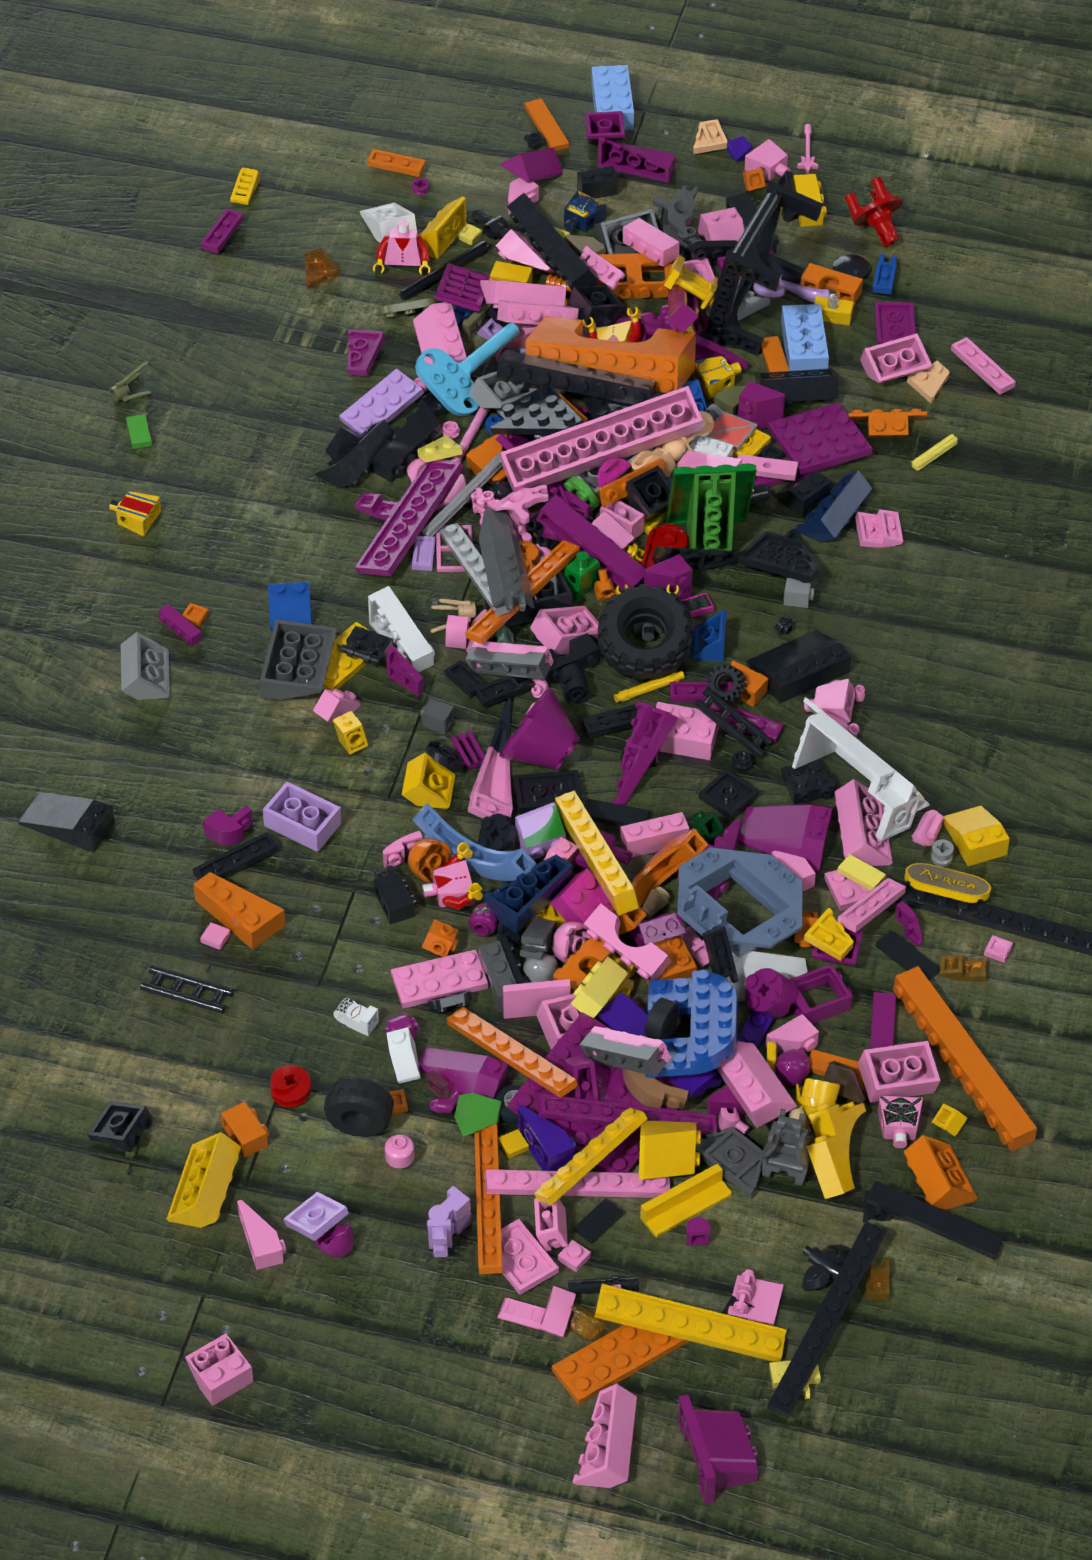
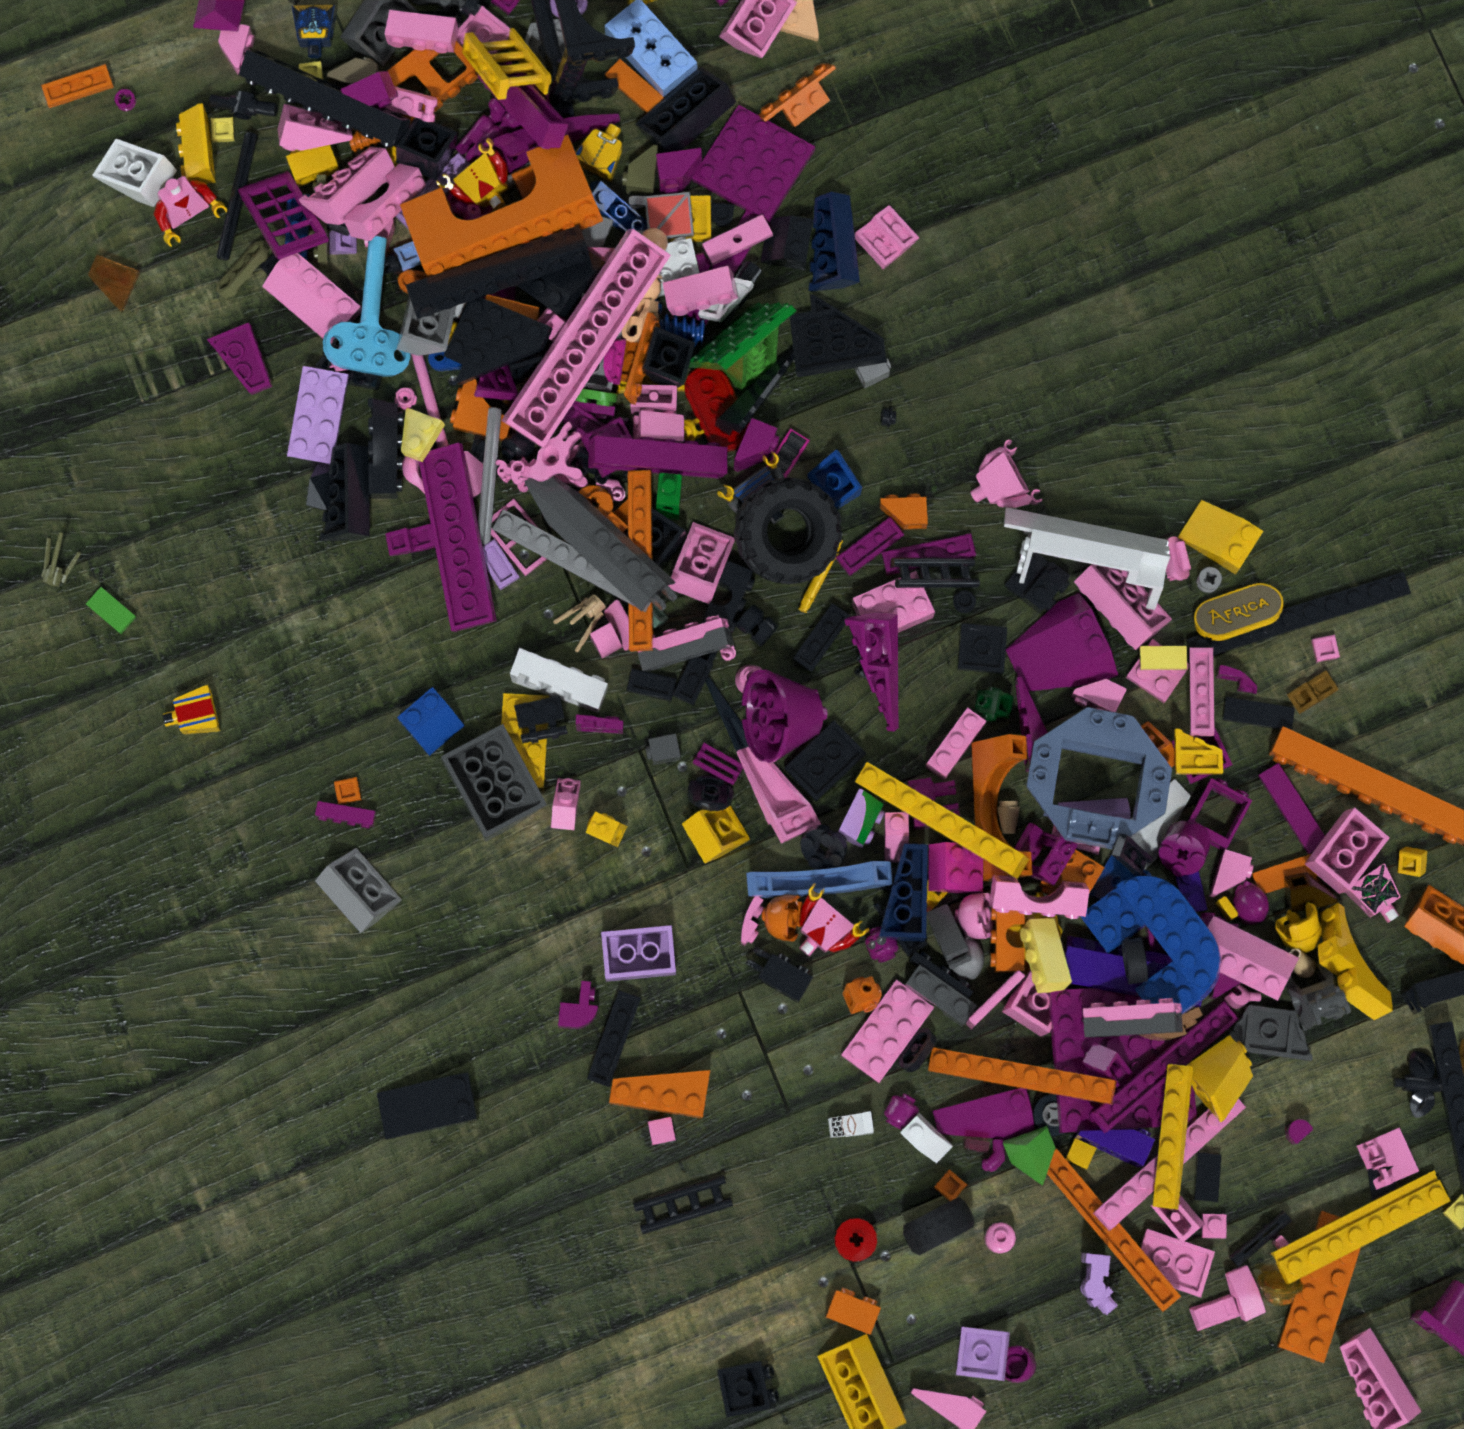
camera: 40 degrees left, 30 degrees up
(587, 246) = (373, 90): none -> magenta slope
(604, 588) = (695, 488): orange piece -> none
(614, 813) = (900, 741): black tile -> none
(685, 1201) = (1264, 1106): yellow panel -> none
(738, 679) = (897, 520): black tyre -> none
(801, 664) = (932, 451): black slope -> none
(934, 452) = (868, 105): light yellow axle -> none

